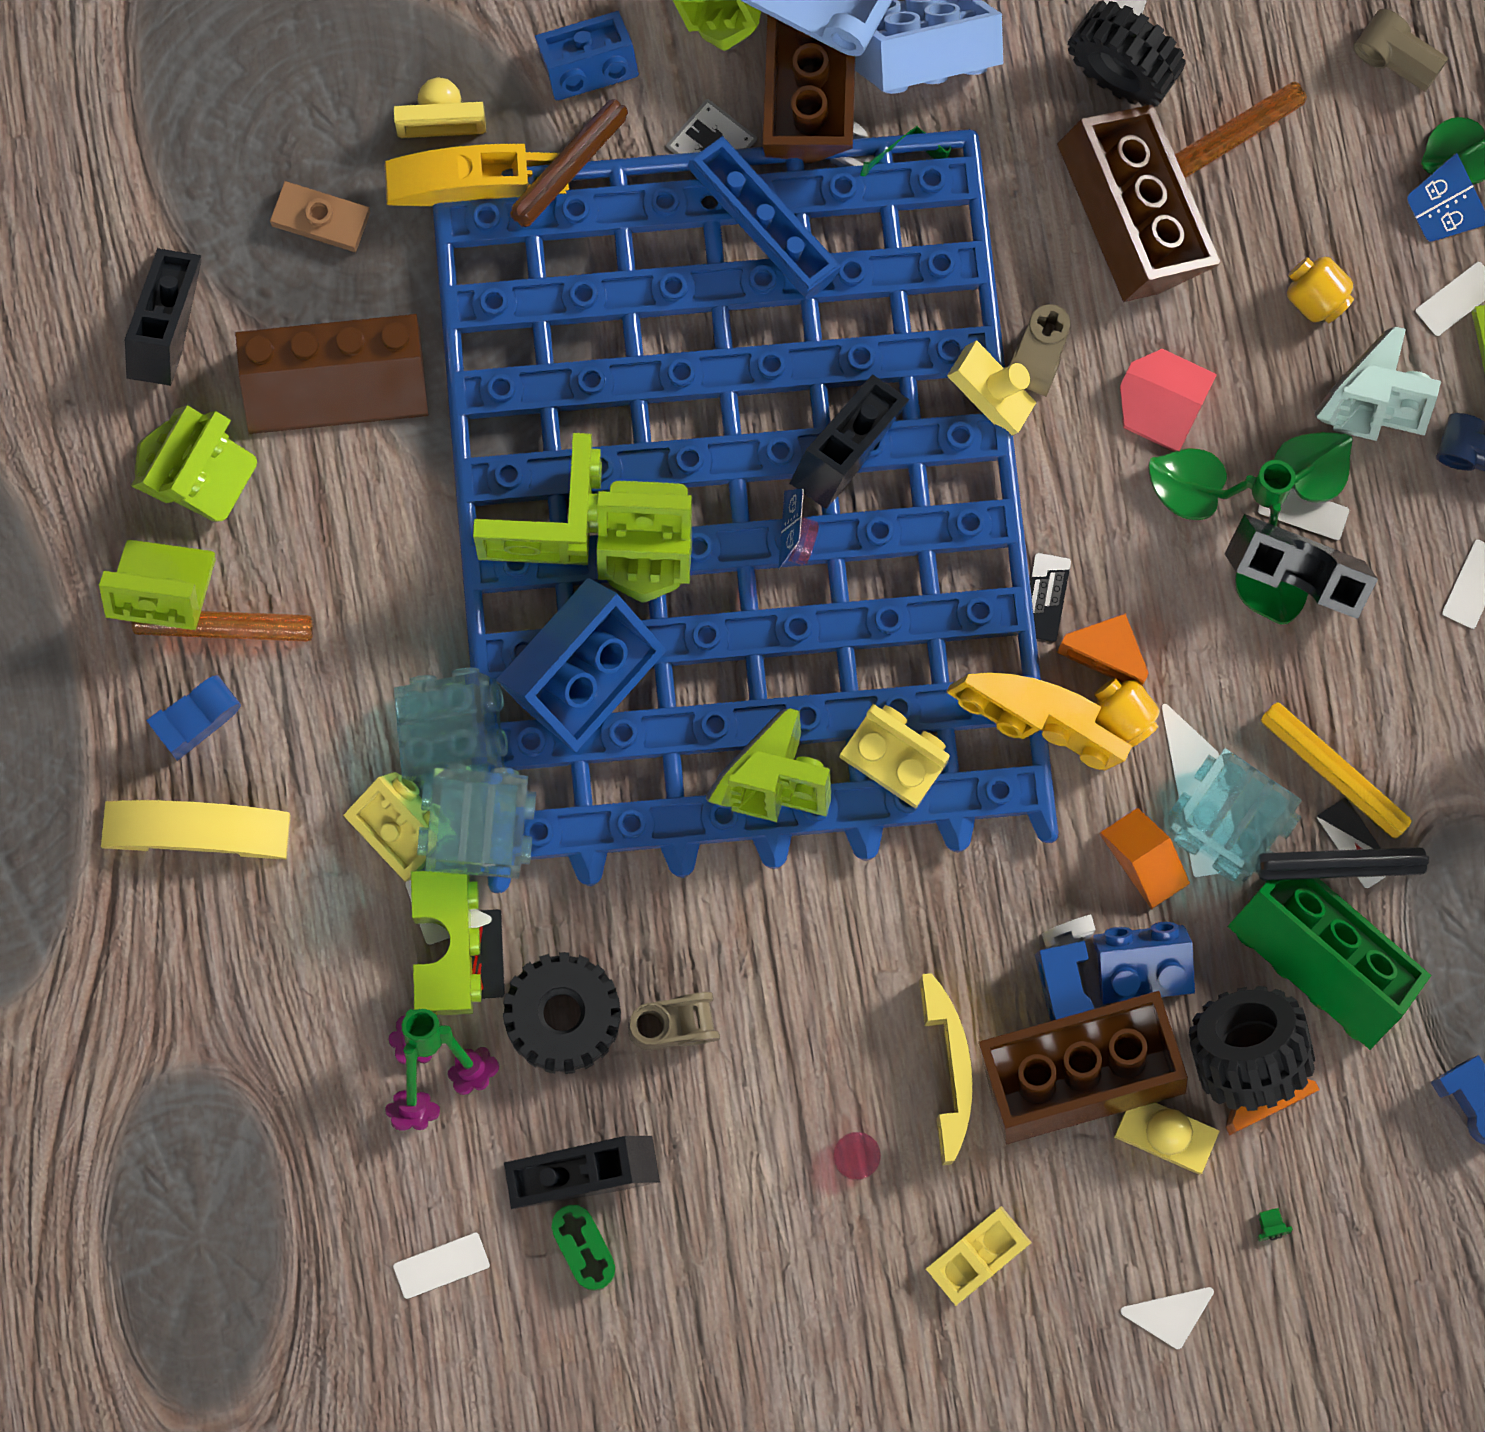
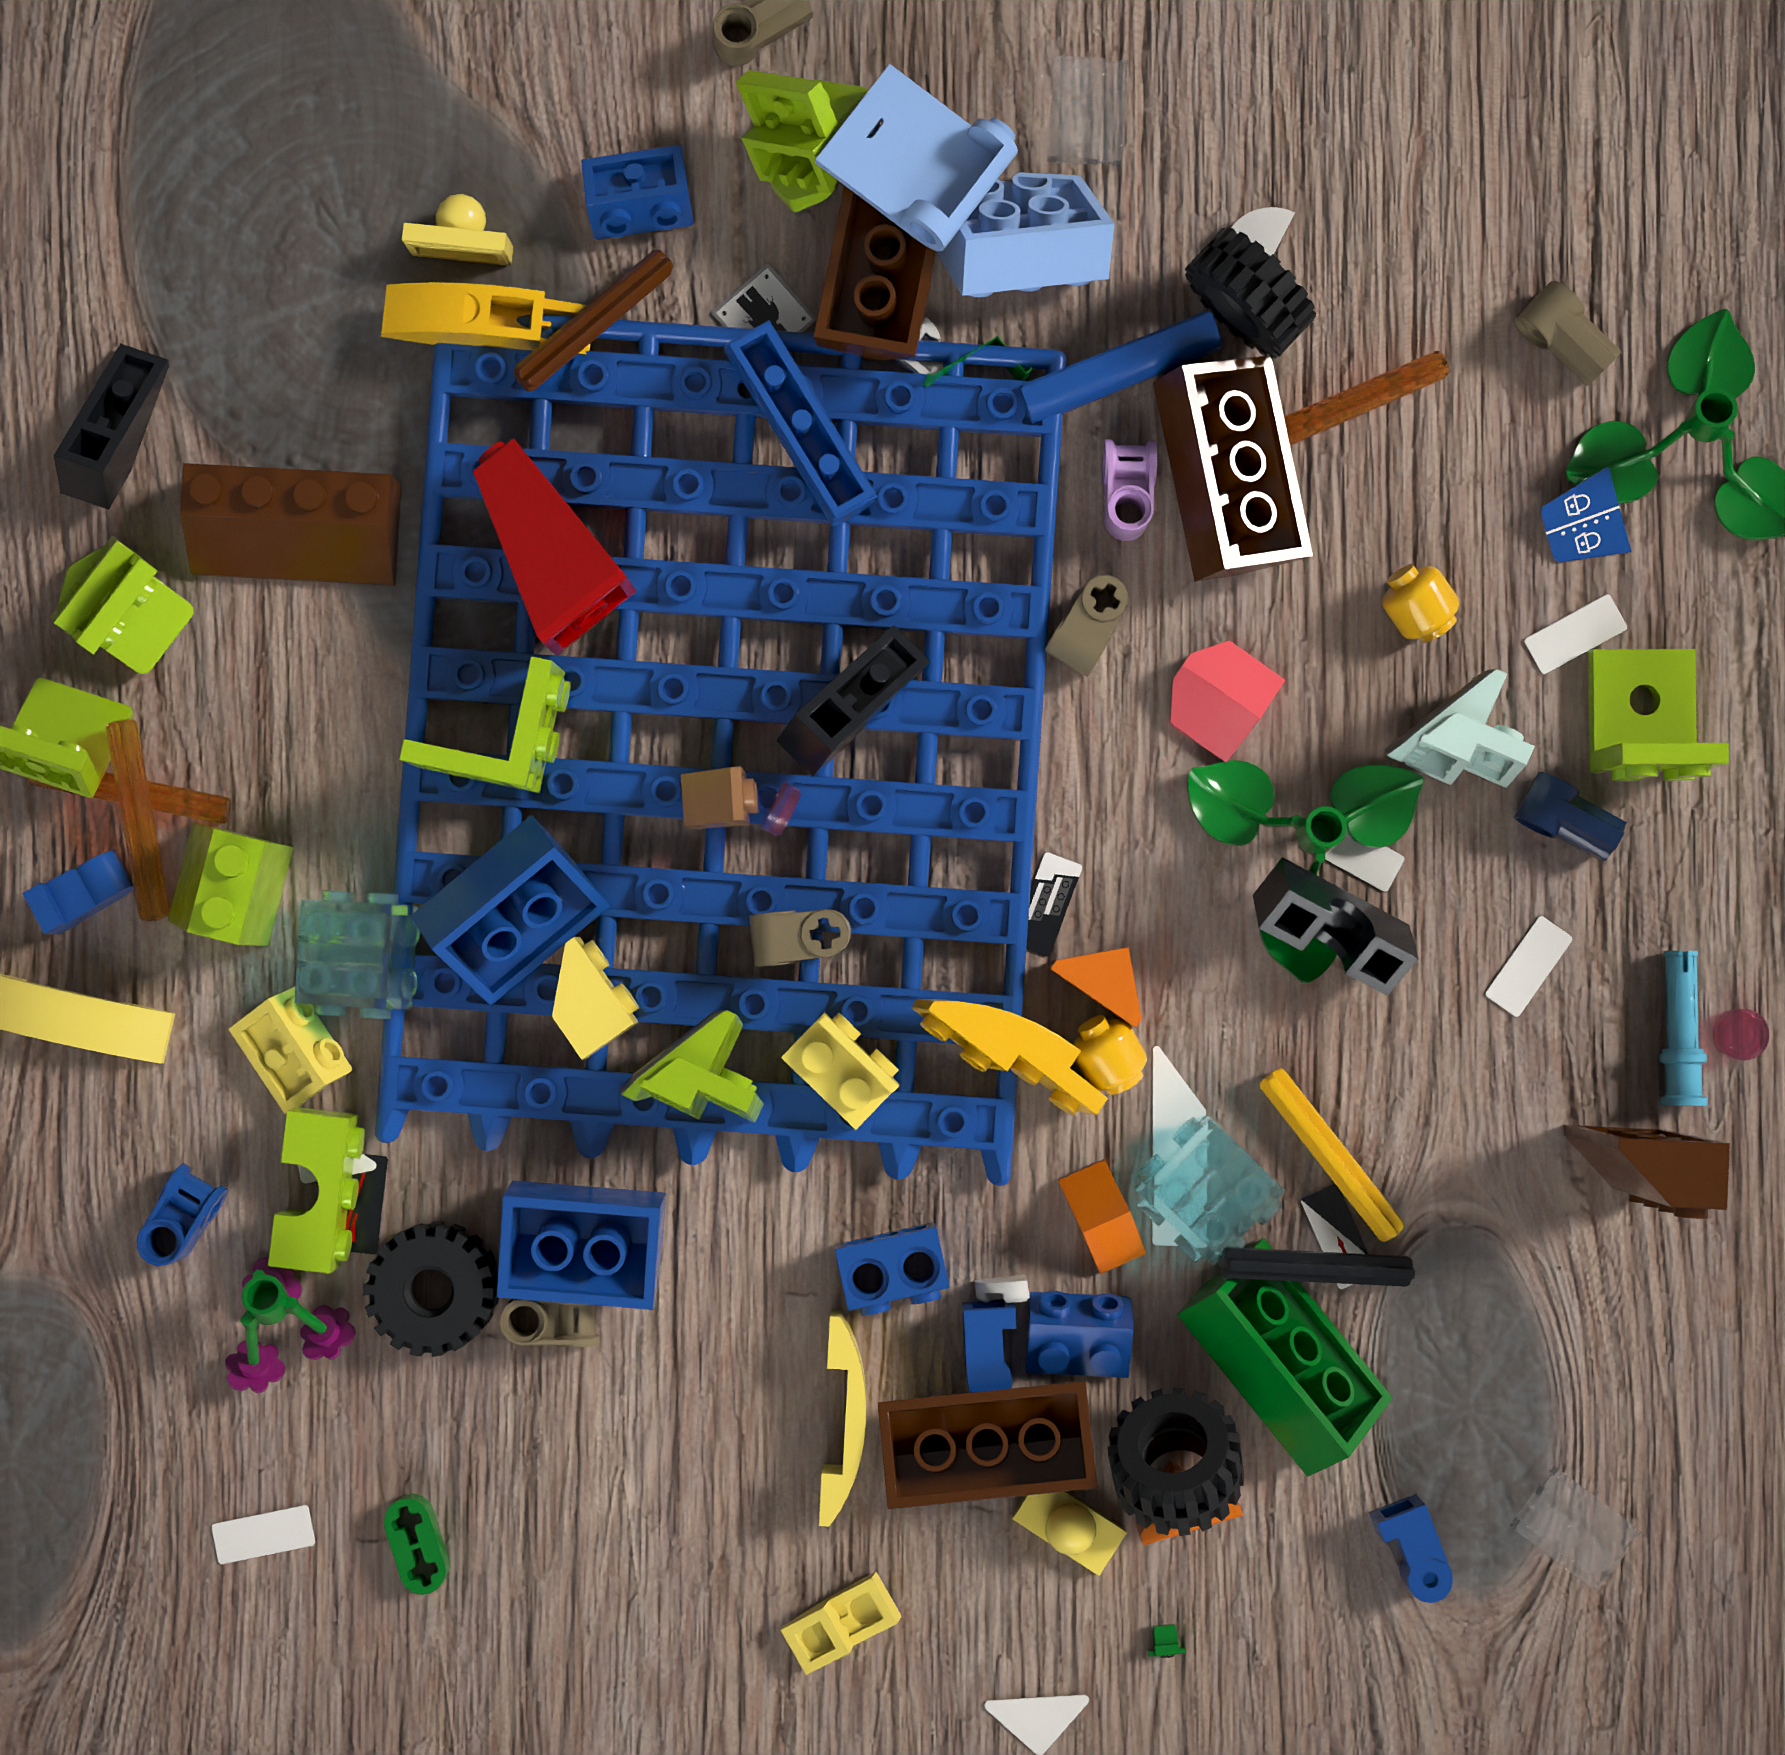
camera: 15 degrees right, 10 degrees up
(237, 644) = (137, 819): none -> clear orange axle
(320, 216) = (307, 335): medium nougat plate -> none
(324, 684) = (229, 886): none -> lime slope
(326, 984) = (185, 1208): none -> blue piece
(476, 821) = (363, 1072): clear light blue brick -> none
(570, 351) = (552, 555): none -> red slope
(582, 1171) = (428, 1465): black slope -> none
(644, 537) = (602, 775): lime piece -> none
(664, 734) = (586, 1001): none -> light yellow slope
(691, 950) = (580, 1244): none -> blue slope
(749, 536) = (718, 798): none -> medium nougat slope
(790, 523) = (769, 787): blue sticker -> none
(827, 646) = (789, 937): none -> dark tan piece
(856, 1156) = (728, 1492): clear pink tile -> none
(963, 917) = (889, 1253): none -> blue brick
(993, 389) = (1026, 661): light yellow tile -> none
(1027, 134) = (1121, 367): none -> blue brick
(1051, 226) = (1131, 479): none -> lavender piece

